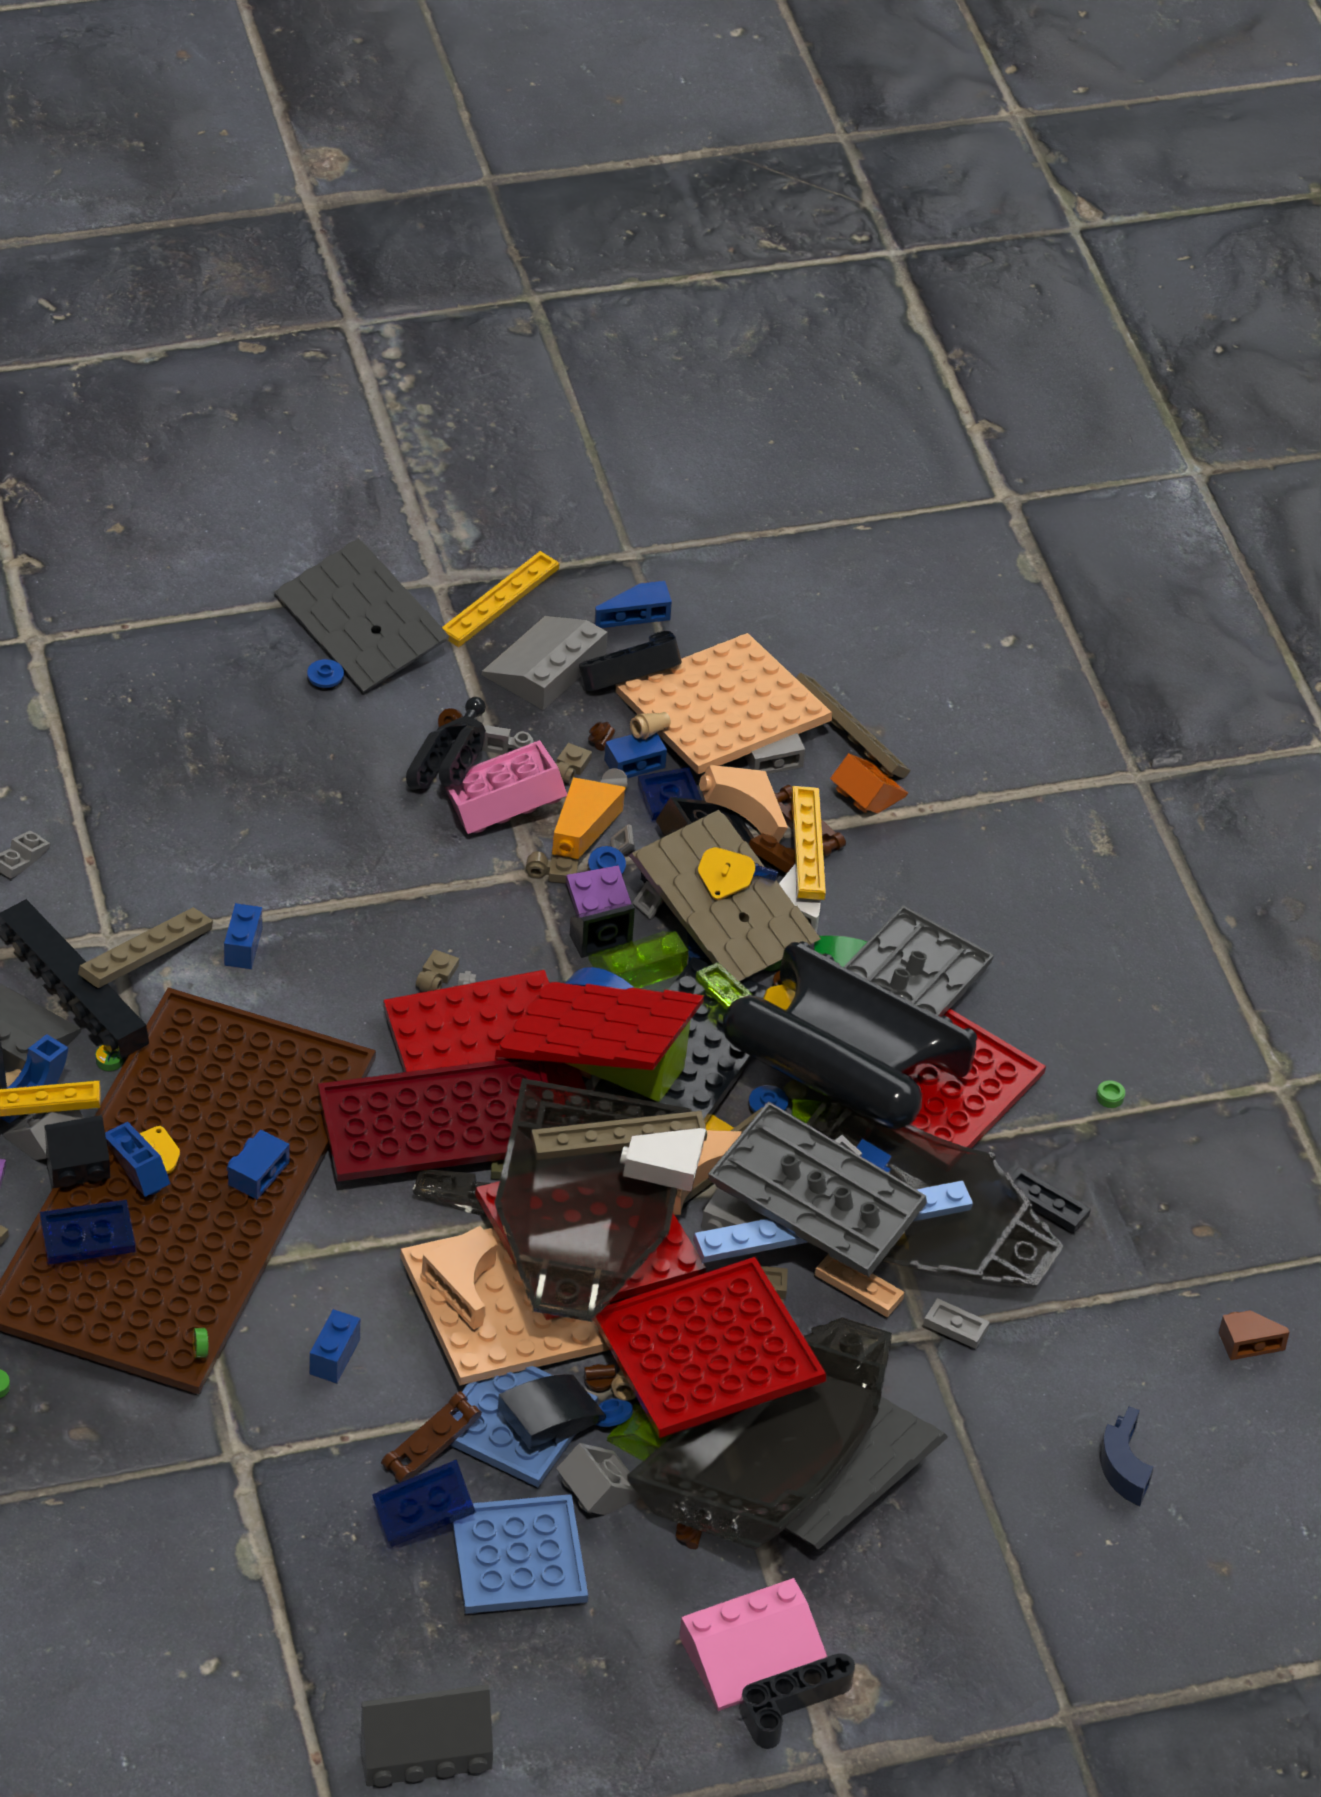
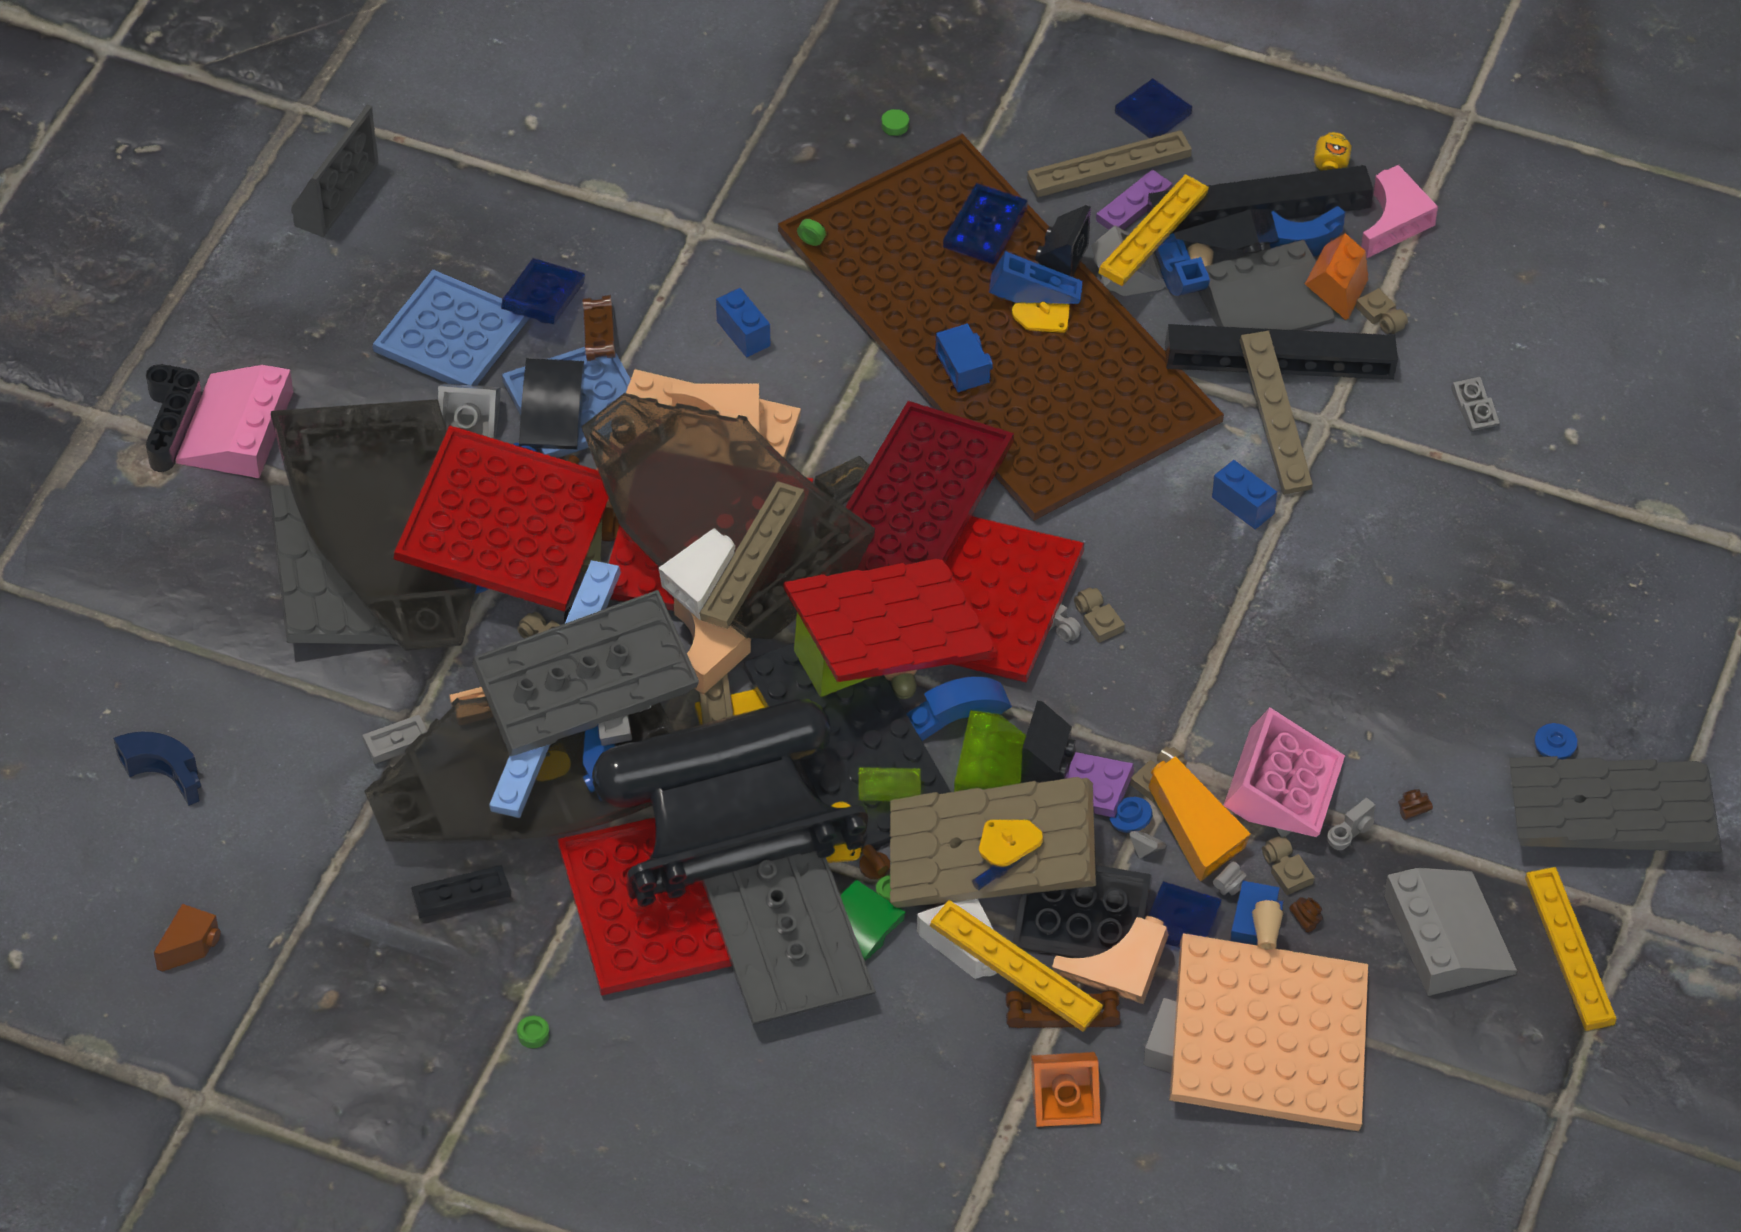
camera: 130 degrees right, 5 degrees up
(453, 762) = (1372, 776): black piece -> none
(632, 662) = (1368, 1001): black beam -> none
(637, 605) = (1468, 1055): blue slope -> none
(773, 852) = (1044, 945): reddish brown plate -> none
(858, 733) = (1159, 1127): dark tan plate -> none

